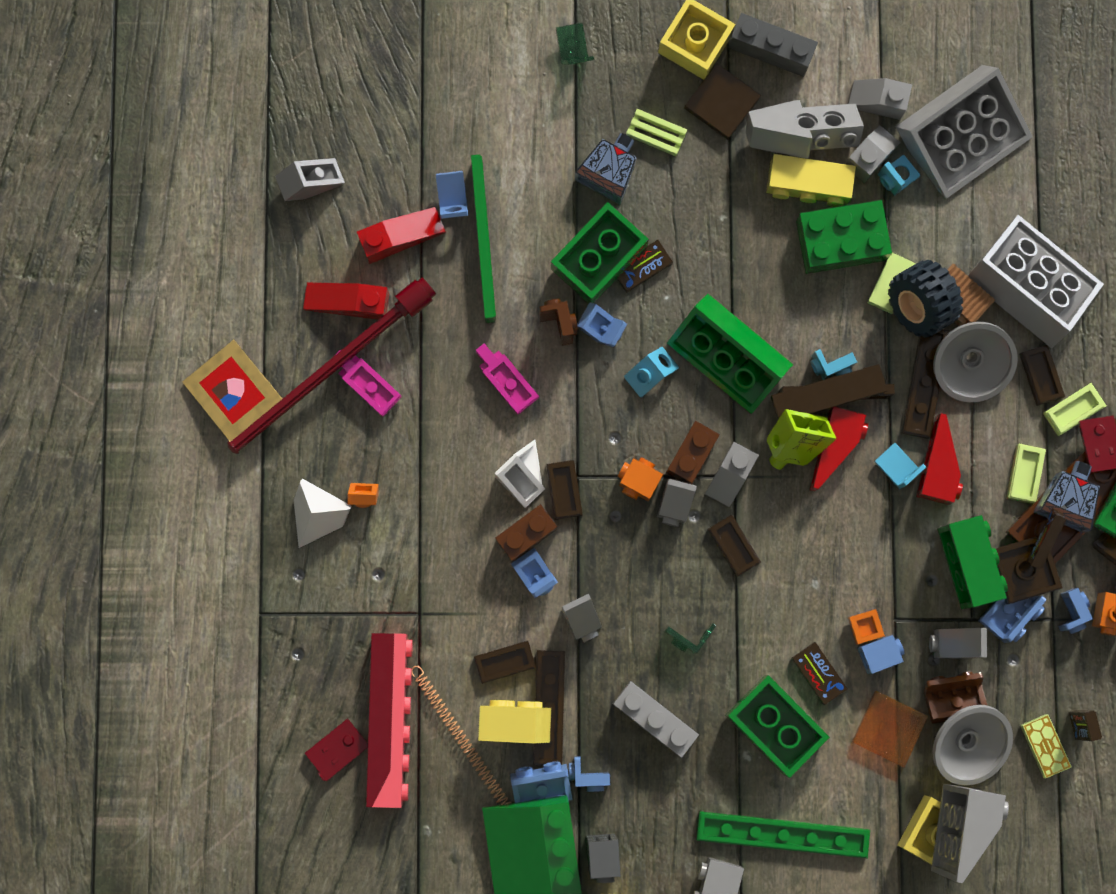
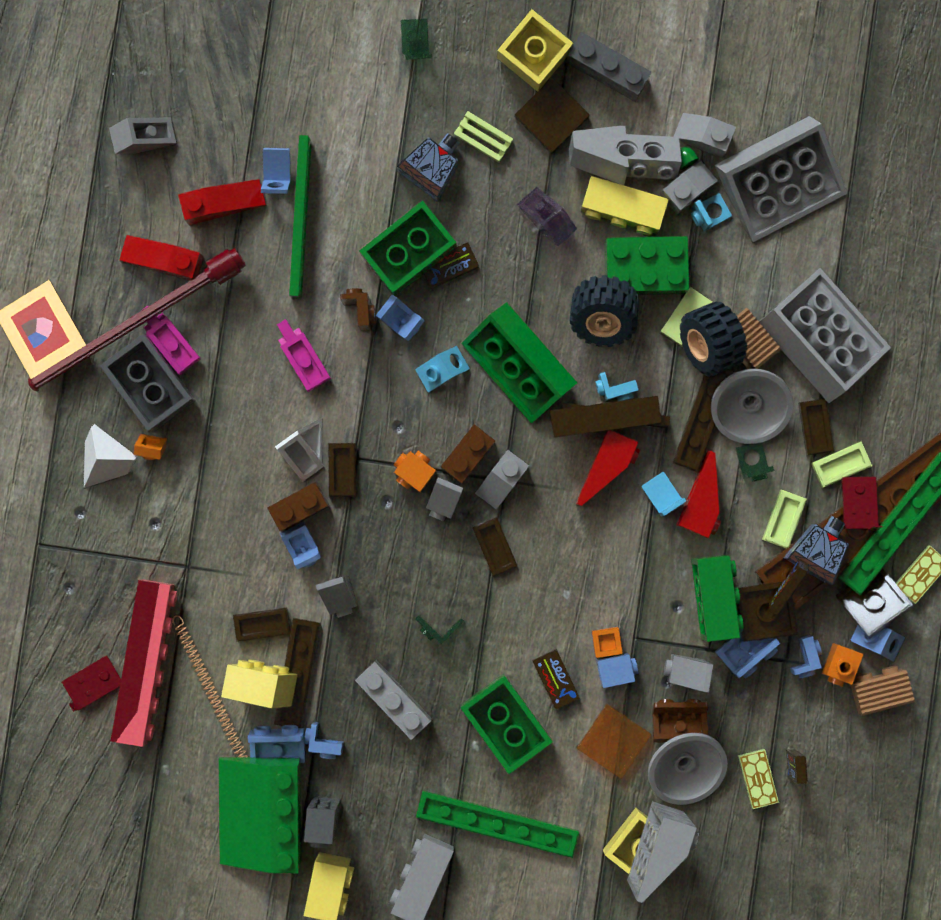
camera: 15 degrees right, 5 degrees up
(352, 428) = (147, 383): none -> dark grey brick
(735, 201) = (547, 216): none -> clear purple slope
(798, 438) = (570, 455): lime torso -> none
(810, 286) = (604, 311): none -> black wheel
(869, 123) = (688, 157): none -> green hinge
(992, 427) = (757, 471): none -> clear green bracket

